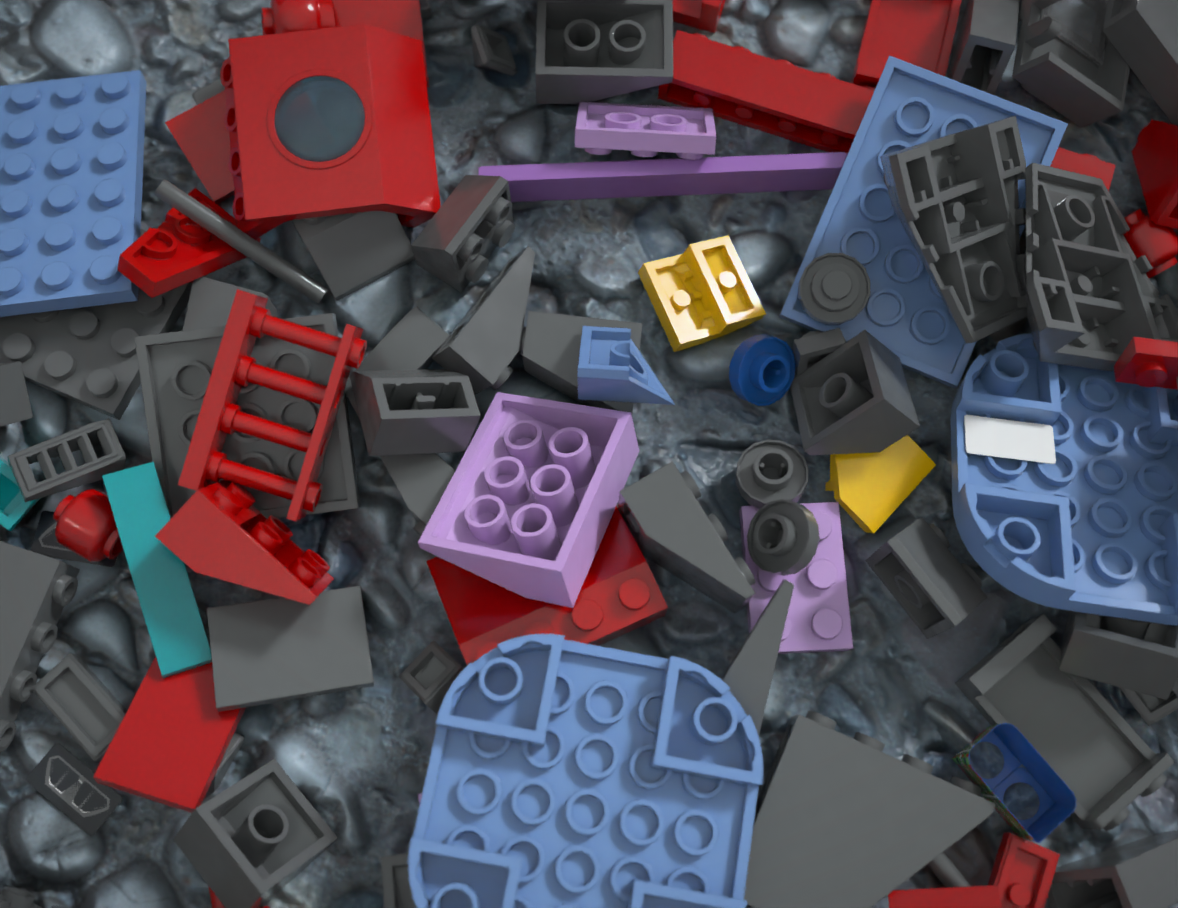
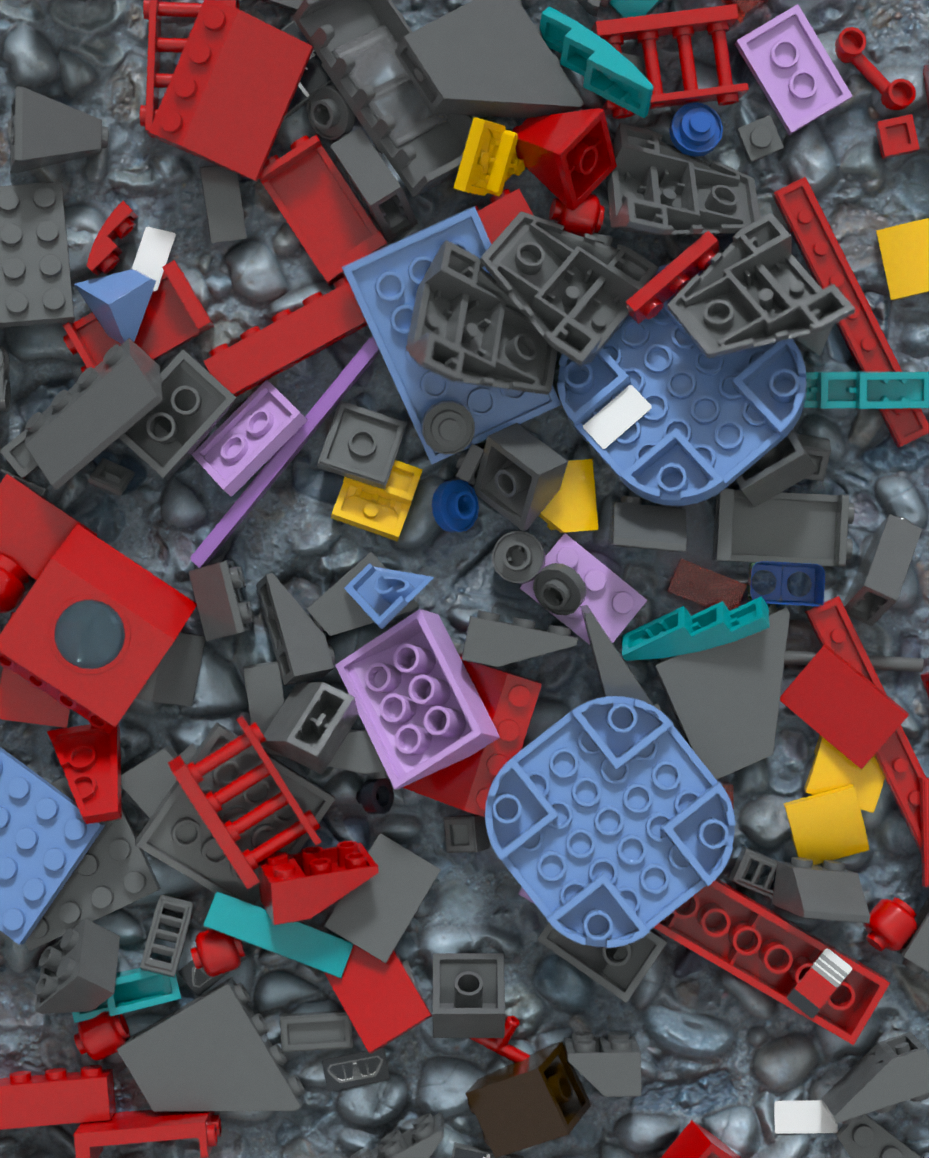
camera: 55 degrees left, 15 degrees up
(240, 241) = (116, 735): dark grey bar -> none
(396, 548) = (376, 796): none -> black tile
(735, 237) = (362, 445): none -> dark grey tile
(859, 714) = (684, 634): none -> teal slope
(923, 702) = (705, 586): none -> clear red tile
(1114, 111) = (488, 159): none -> yellow slope

